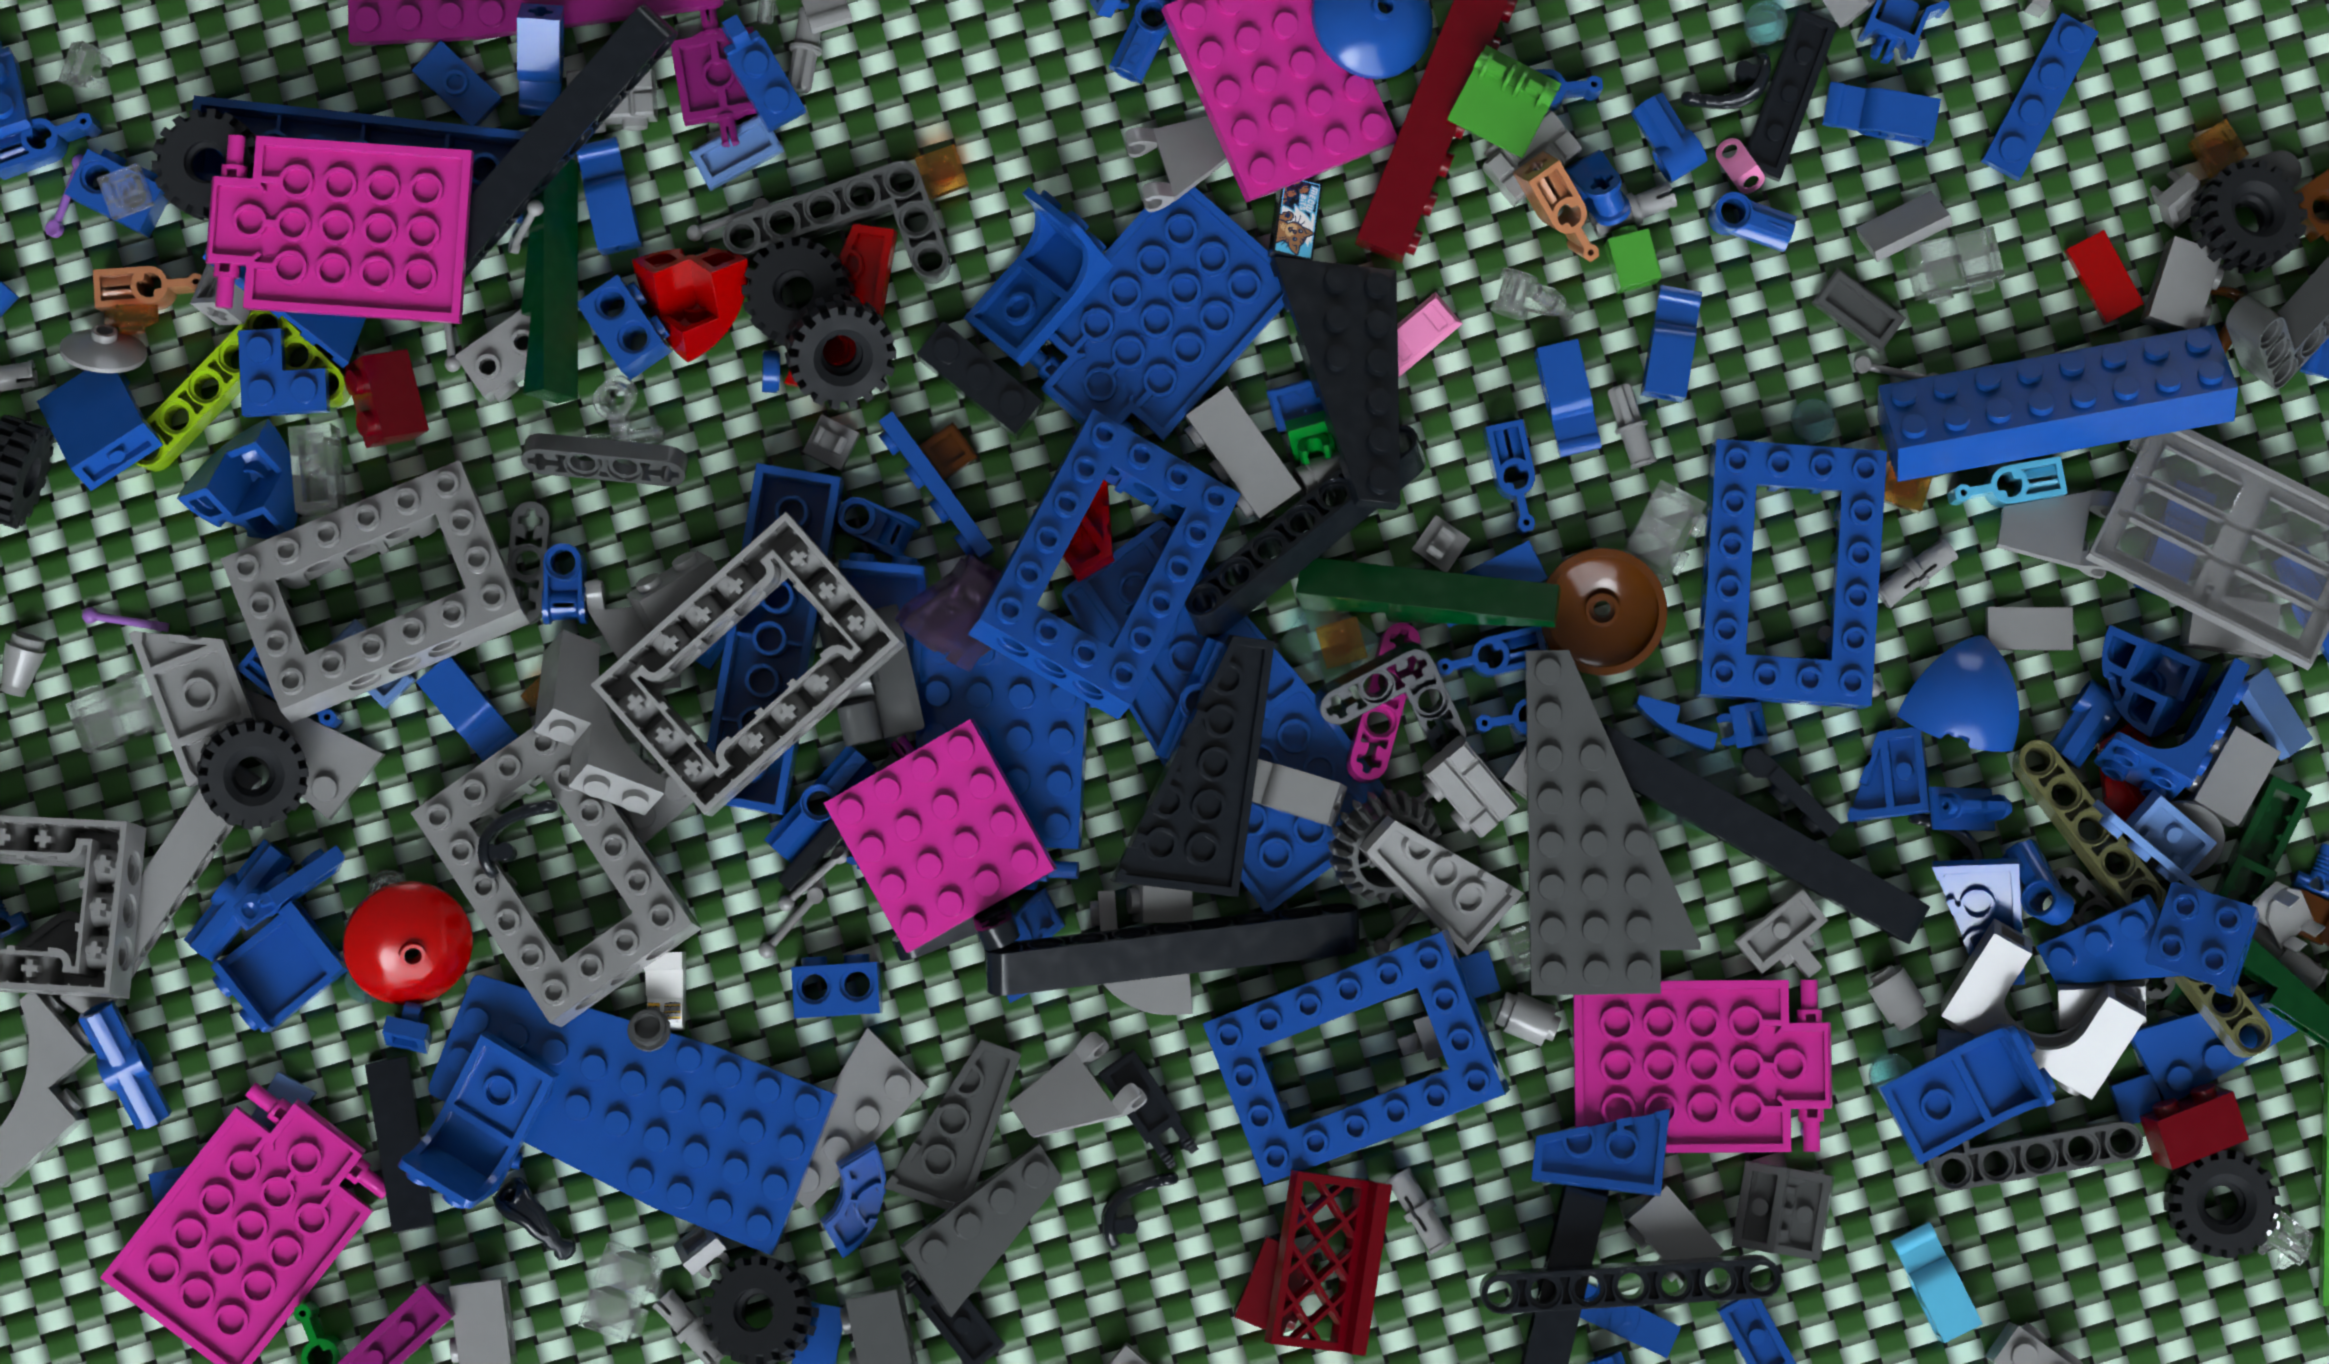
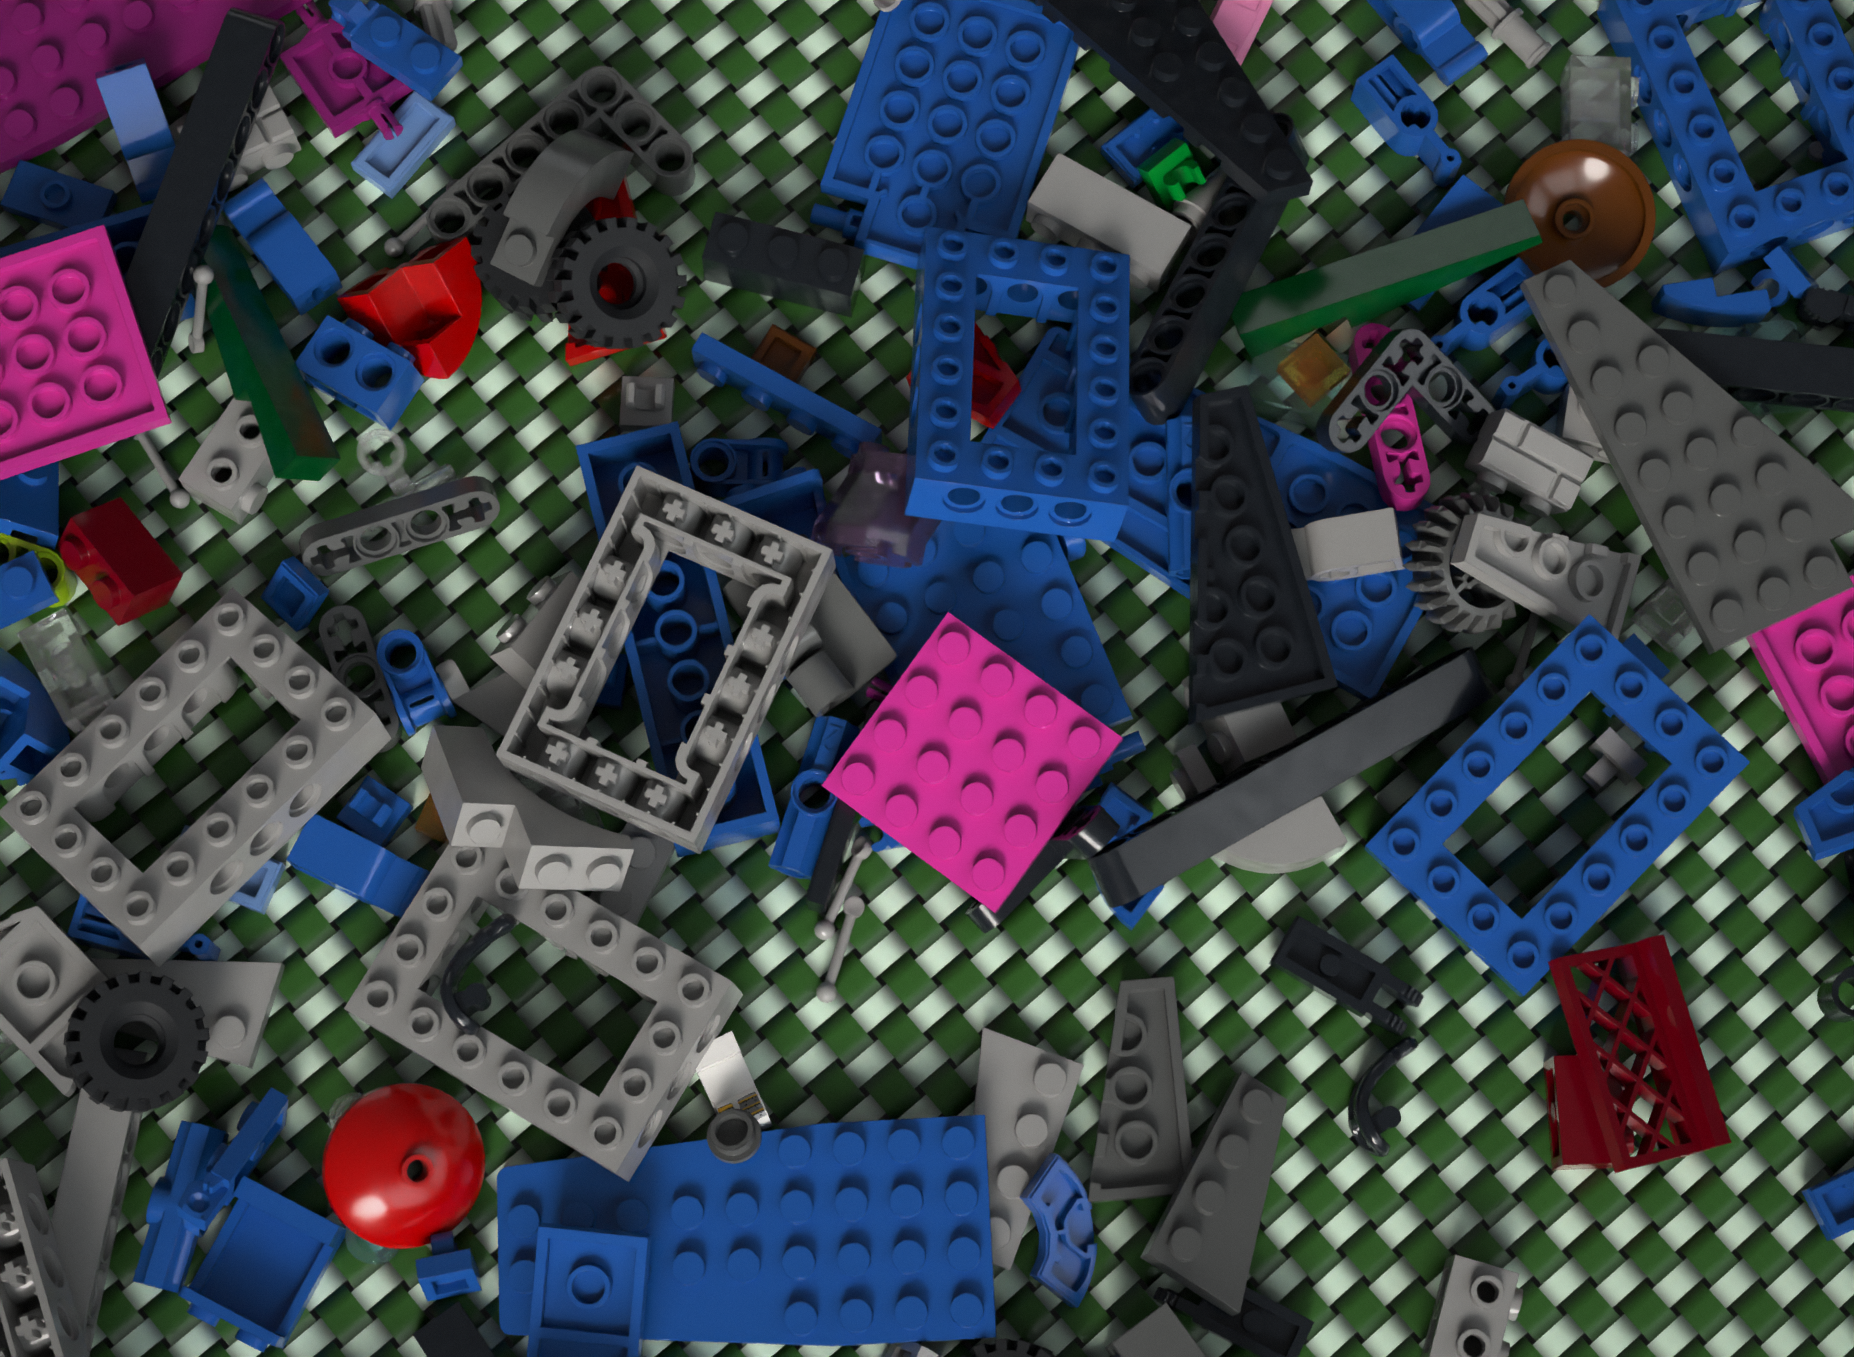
camera: 30 degrees left, 10 degrees down
(496, 669) = (374, 812): none -> blue tile
(506, 478) = (295, 593): none -> blue tile
(770, 371) = (545, 353): blue tile -> none
(836, 252) = (550, 197): none -> dark grey arch
(837, 999) = (936, 1009): blue brick -> none
(941, 172) = (643, 66): clear orange plate -> none
(1042, 283) = (809, 123): blue bracket -> none
(1072, 1096) = (1254, 999): light grey flag -> none
(1419, 1210) = (1734, 974): light grey pin -> none
(1440, 544) = (1363, 227): light grey tile -> none
(1527, 1018) = (1716, 686): light grey brick -> none

